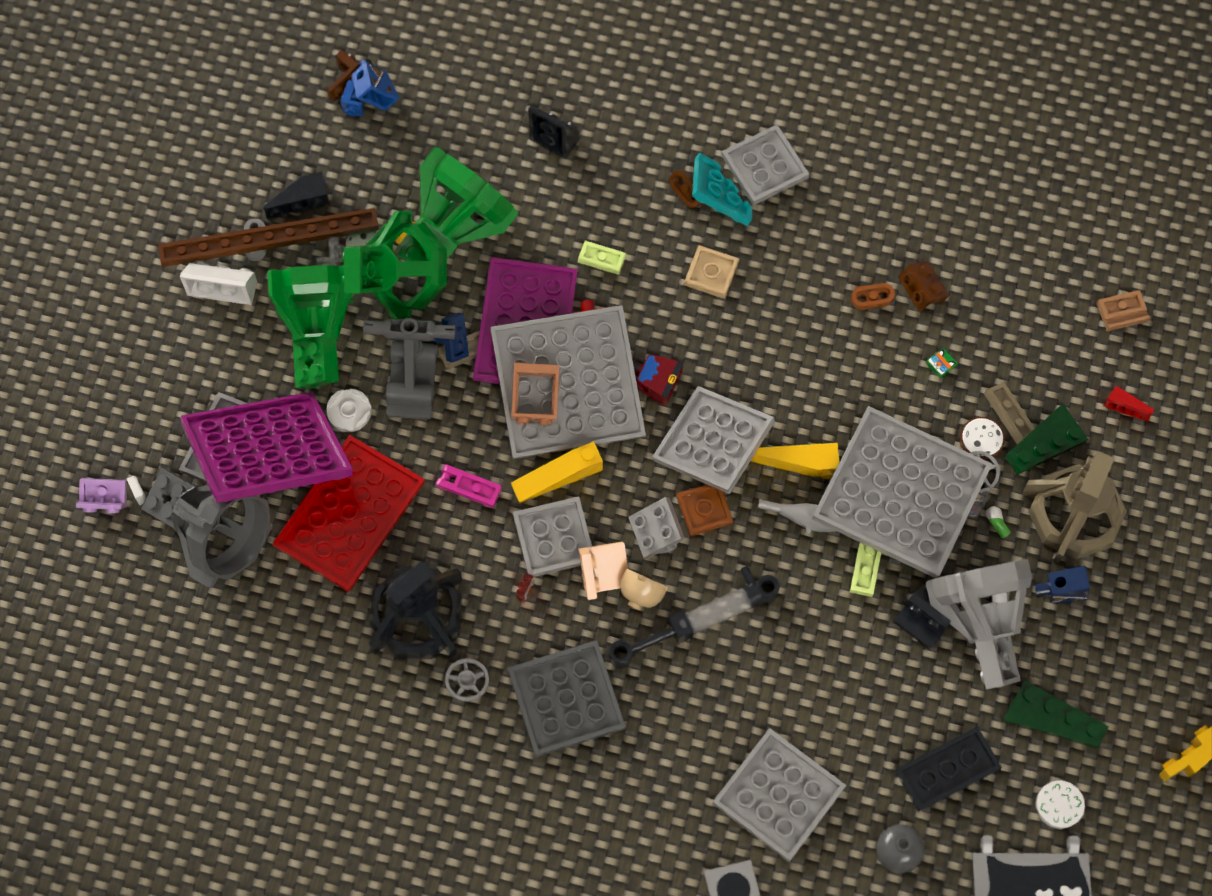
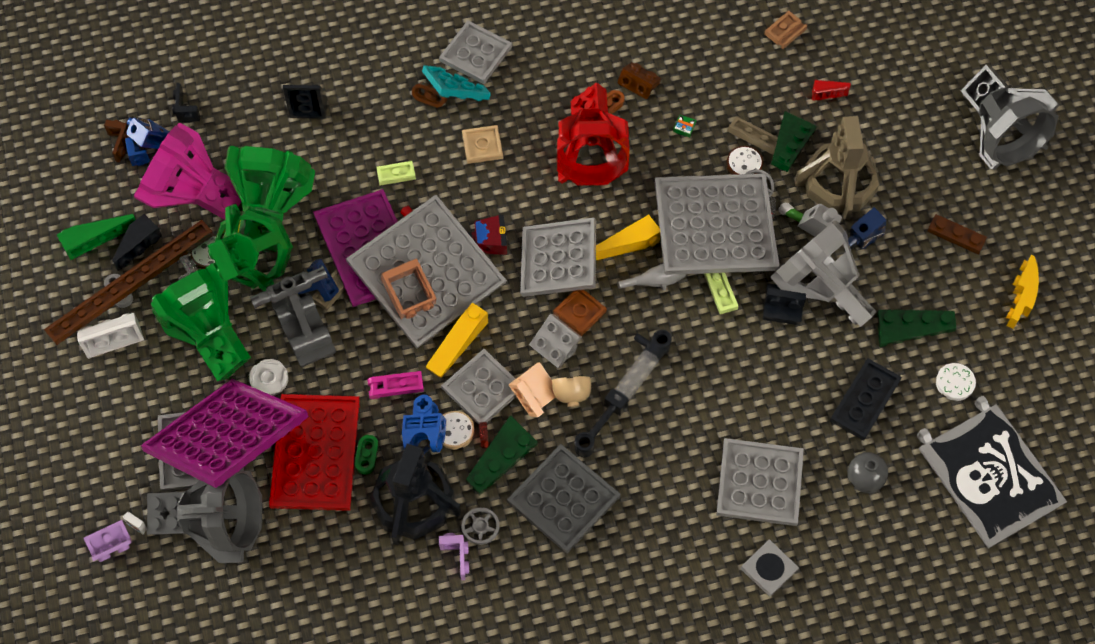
camera: 30 degrees left, 5 degrees down
(252, 166) = (88, 236): none -> green slope
(390, 163) = (196, 184): none -> dark pink plate
(397, 544) = (366, 455): none -> green plate
(422, 80) = (184, 113): none -> black bracket
(427, 680) = (454, 542): none -> lavender bracket
(469, 544) = (424, 424): none -> blue piece
(500, 566) = (458, 430): none -> white tile
(532, 618) = (502, 454): none -> dark green wing
(832, 315) = (592, 126): none -> red plate
(1019, 545) = (818, 218): none -> light grey torso
(1169, 643) = (957, 234): none -> reddish brown plate

